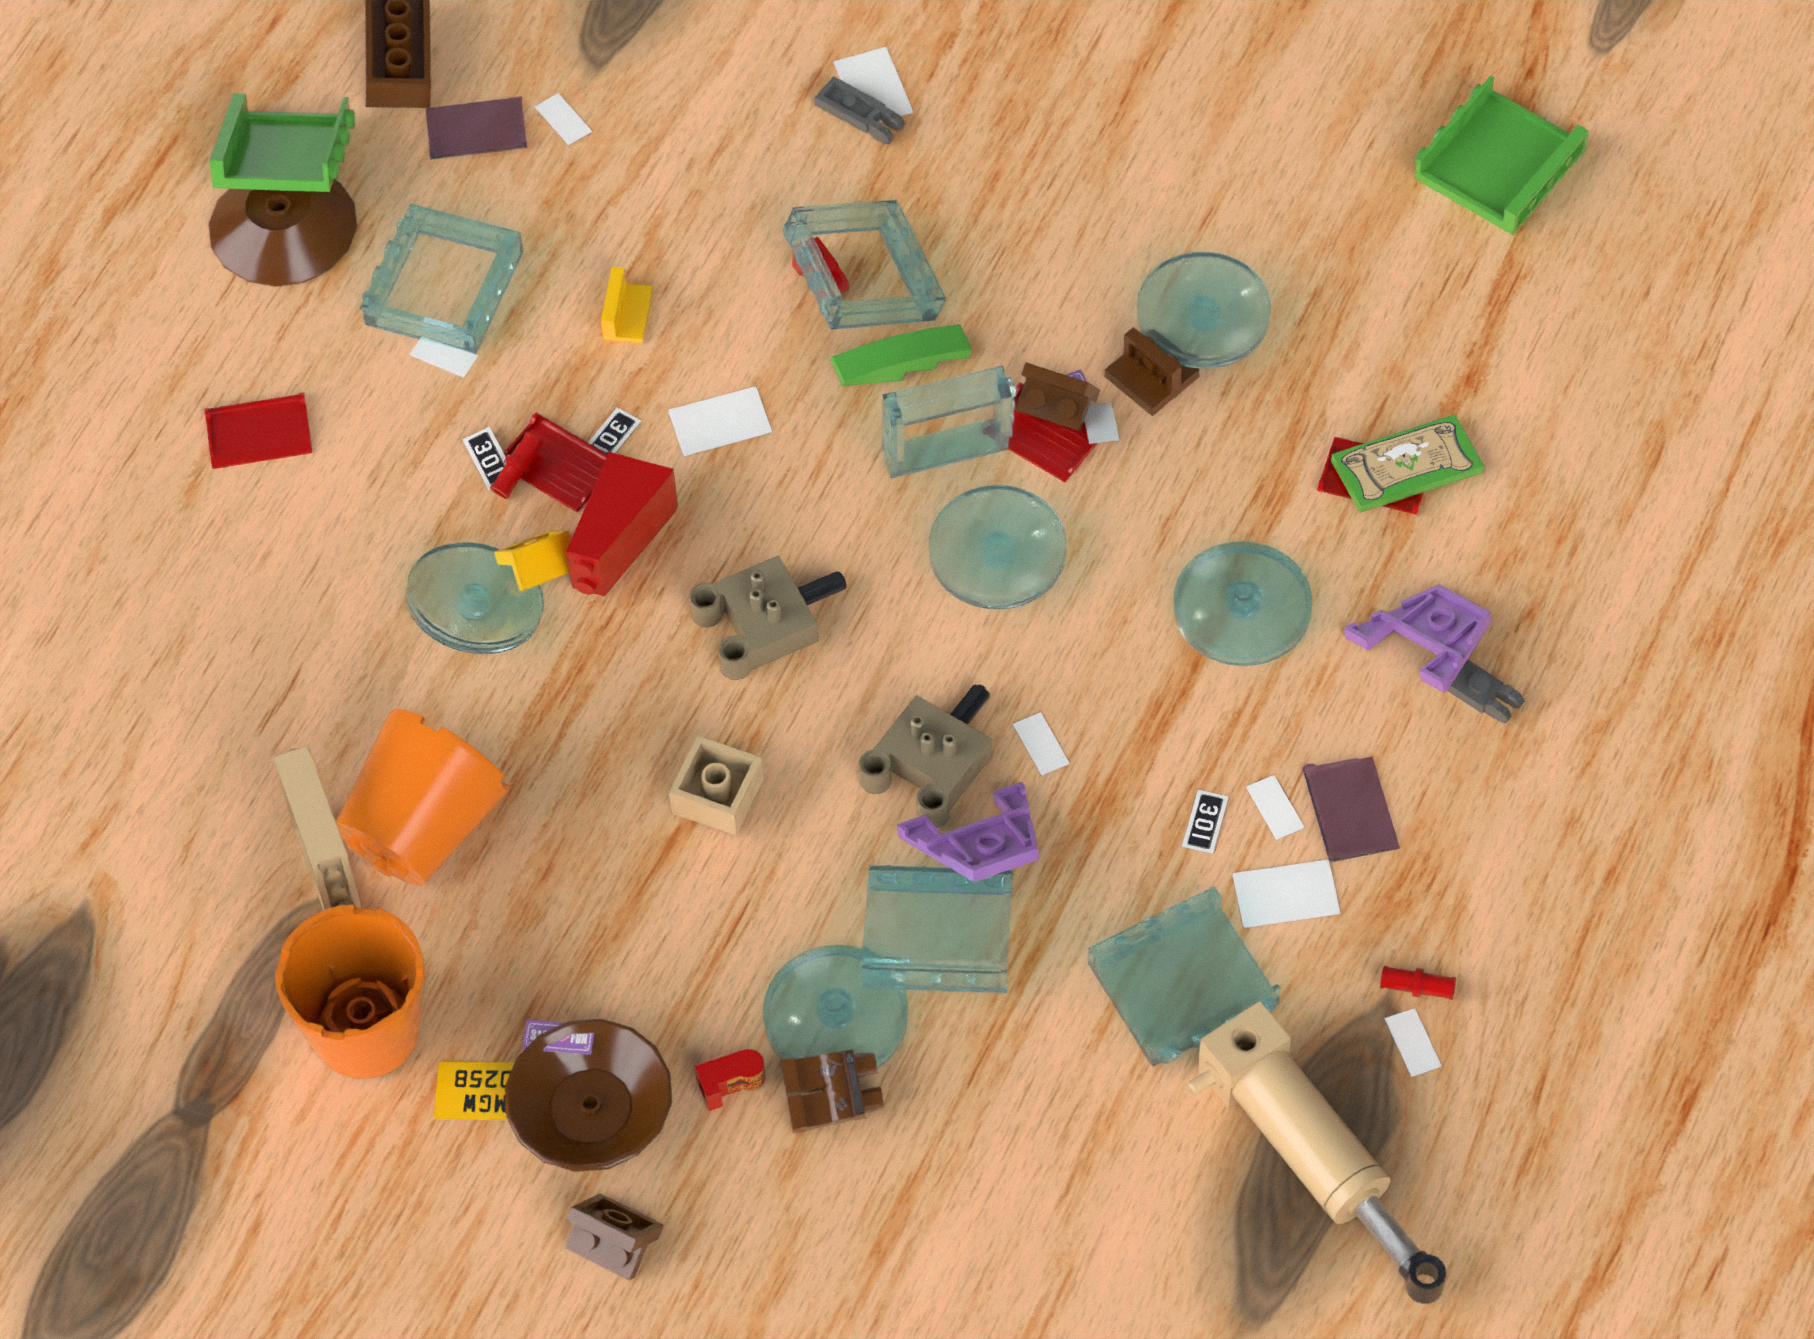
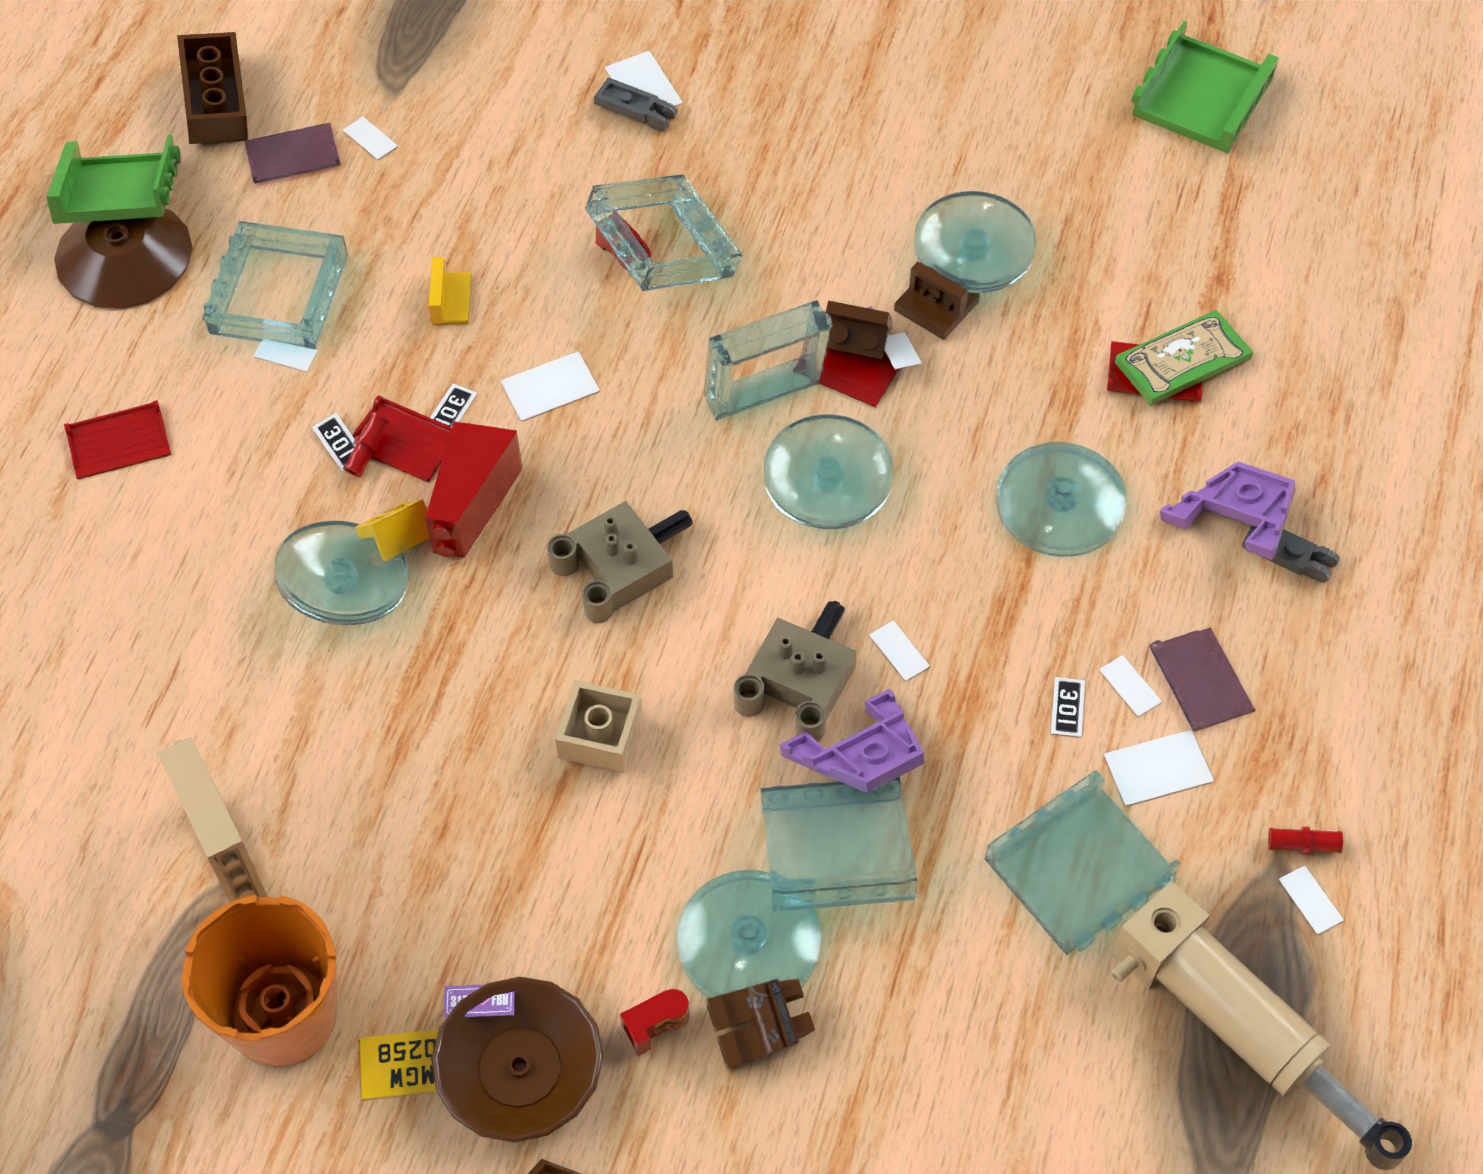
camera: 10 degrees left, 0 degrees up
(417, 798) = (308, 774): orange cone -> none
(907, 352) = (702, 310): bright green slope -> none

